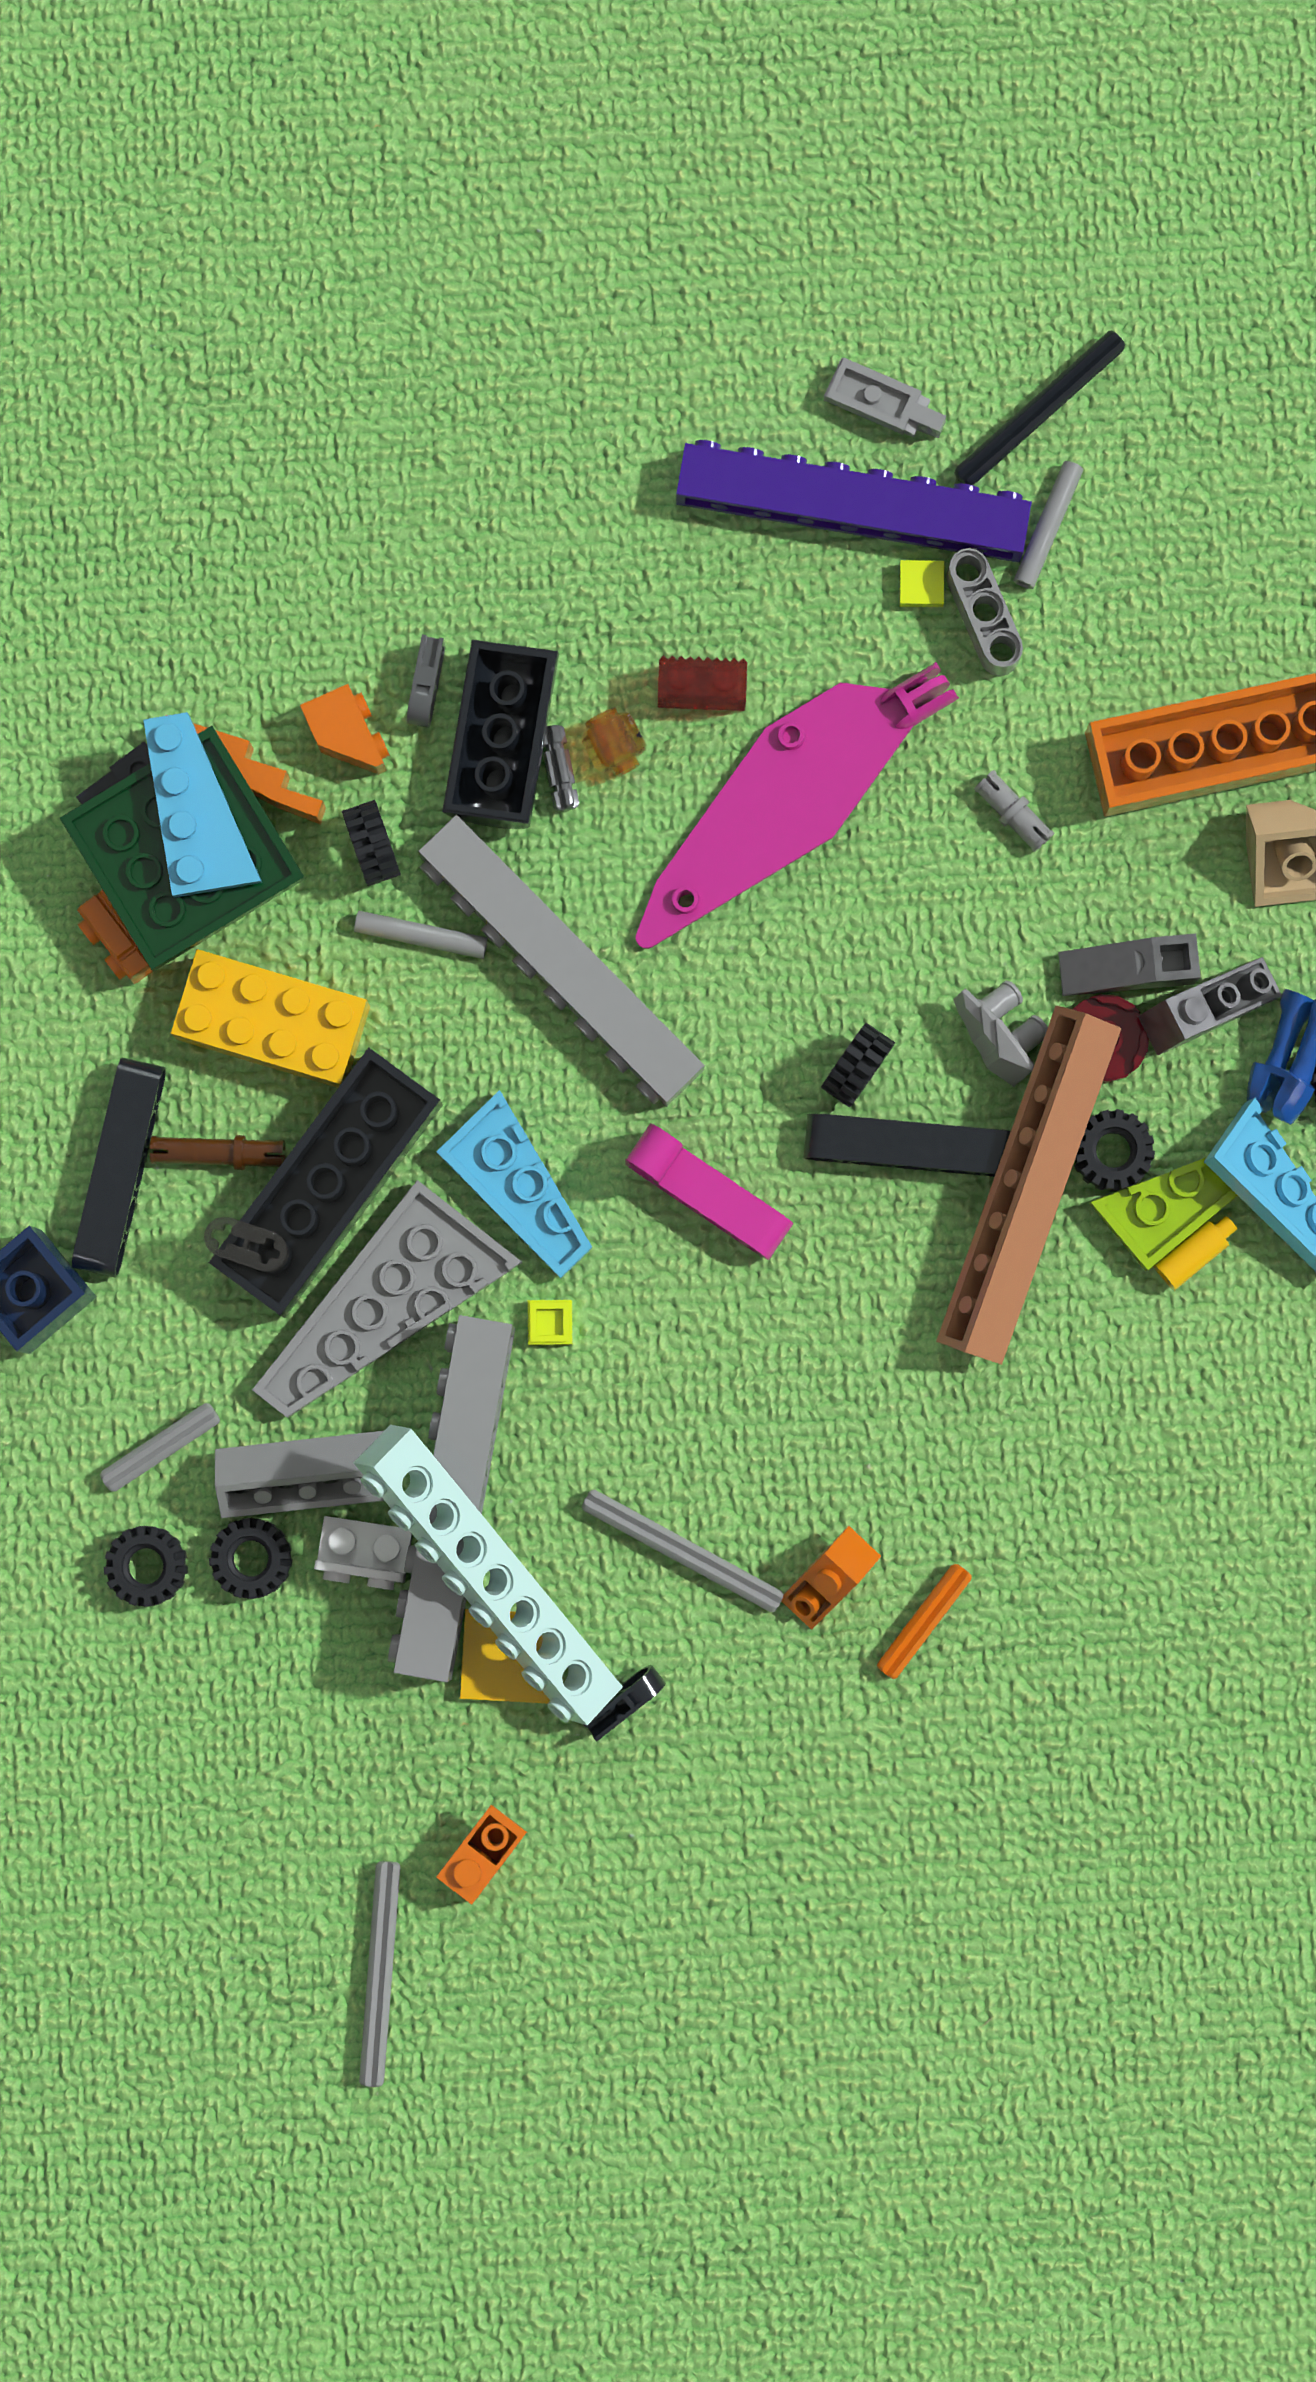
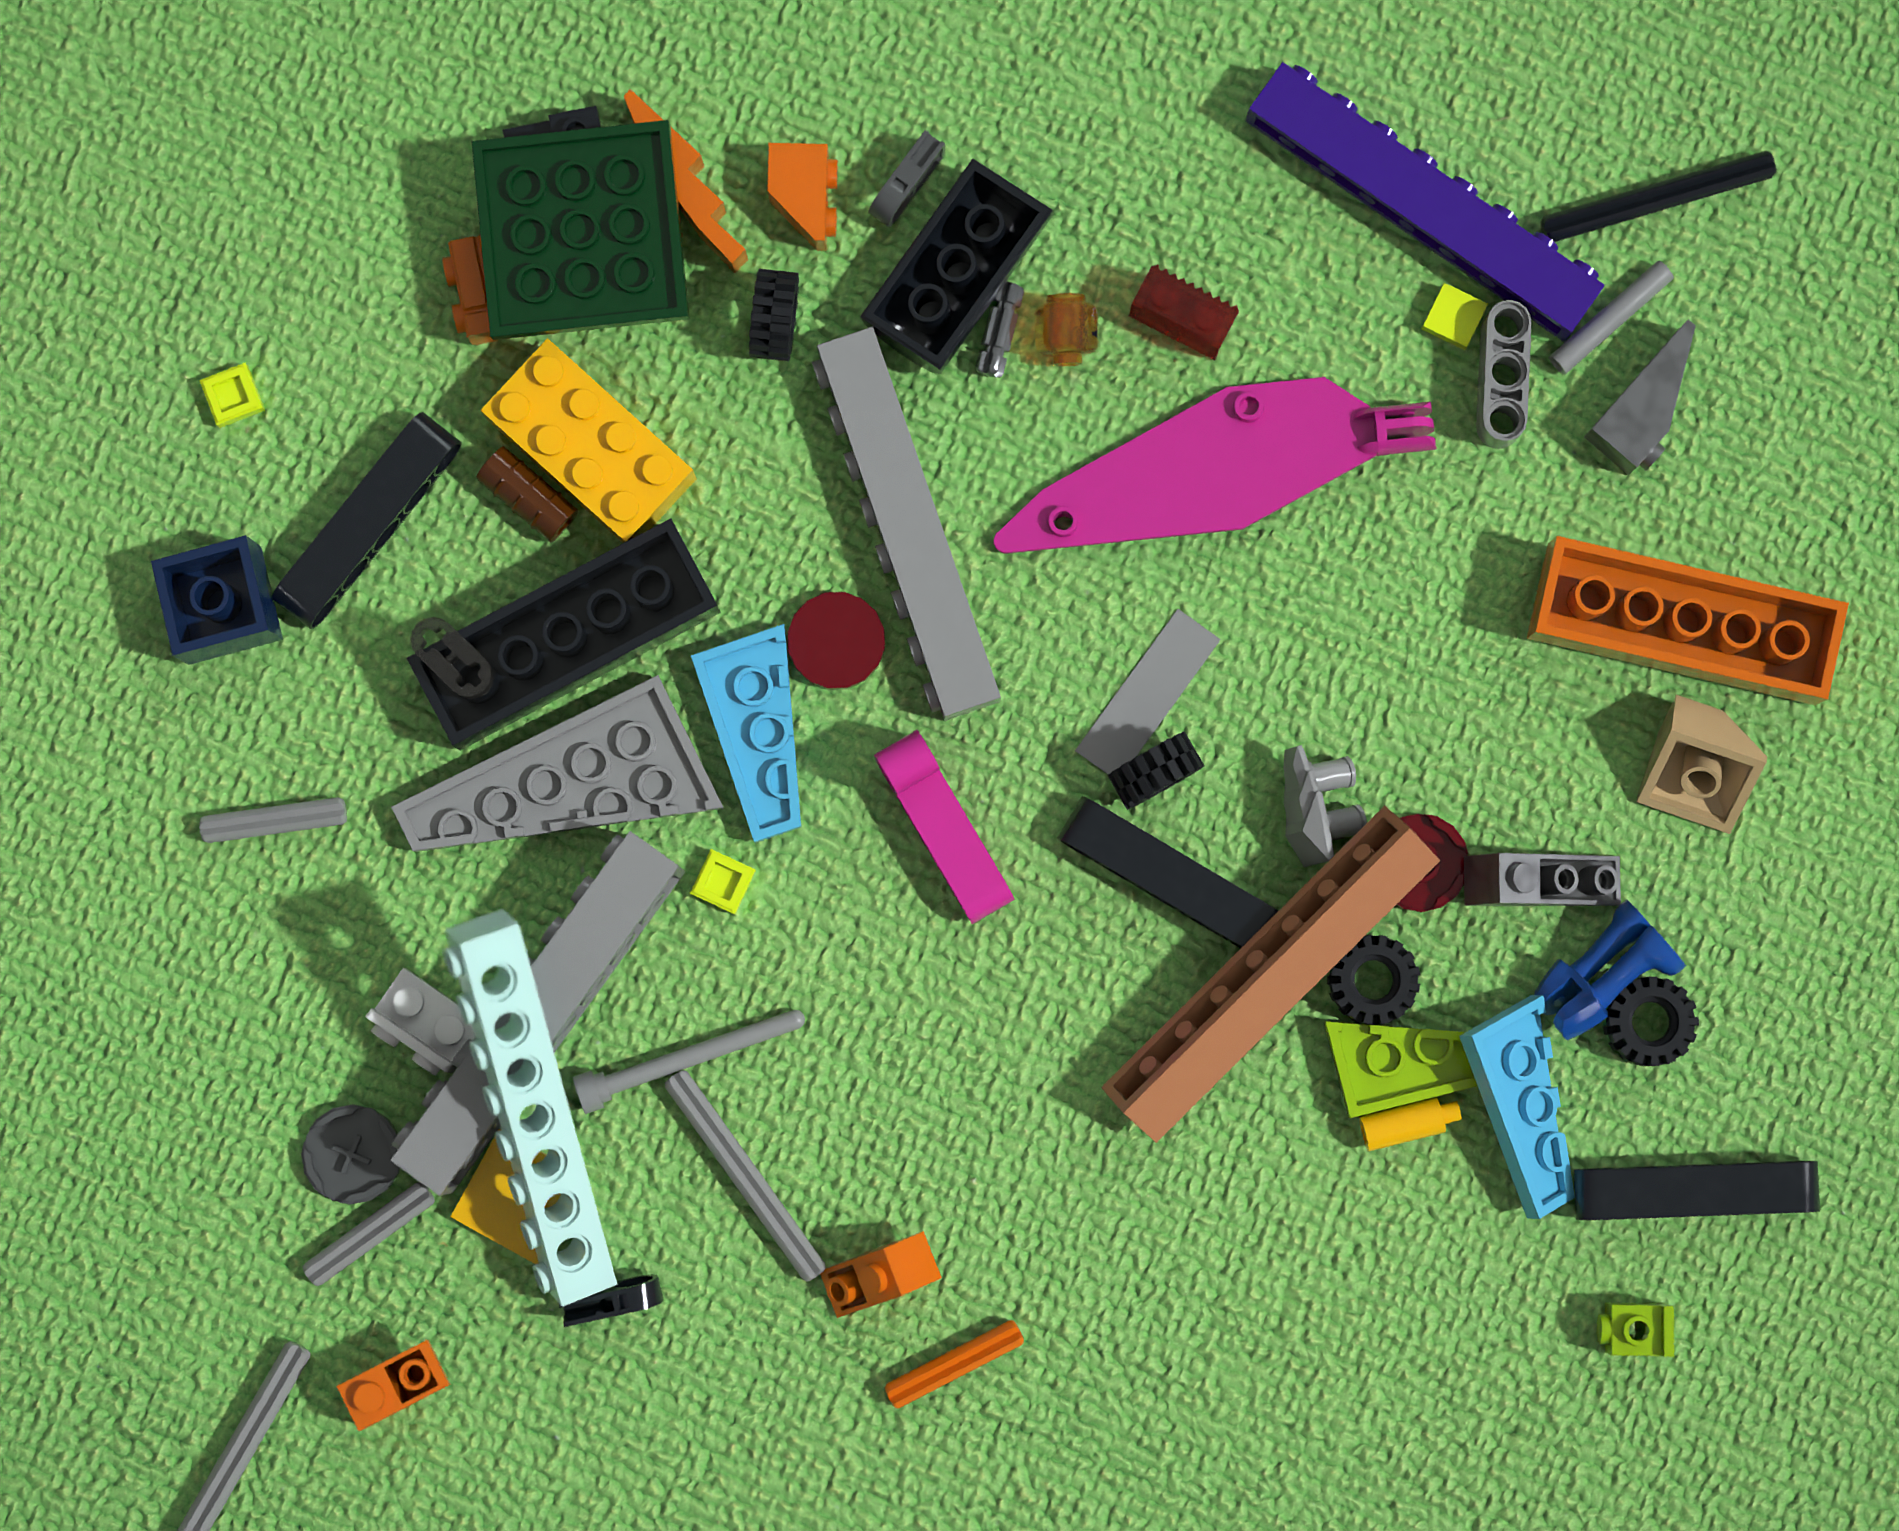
camera: 25 degrees right, 0 degrees up
(118, 1566) = (172, 924): black tyre -> none
(196, 823) = (604, 213): medium azure wing -> none
(223, 1558) = (279, 969): black tyre -> none
(233, 1152) = (489, 560): reddish brown pin -> none
(239, 1084) = (527, 494): none -> reddish brown axle
(291, 1475) = (385, 909): light grey brick -> none
(355, 1687) = (350, 1154): none -> dark grey tile
(400, 1744) = (368, 1234): none -> light grey axle
(420, 934) = (781, 430): light grey piece -> none
(530, 1537) = (597, 1089): none -> light grey piece
(547, 1083) = (836, 640): none -> dark red tile
(820, 1006) = (1148, 693): none -> light grey sticker
(882, 400) = (1503, 113): light grey hinge -> none
(1014, 811) = (1437, 589): light grey pin -> none
(1111, 587) = (1644, 411): none -> flat silver slope
(1130, 965) = (1481, 801): flat silver slope -> none

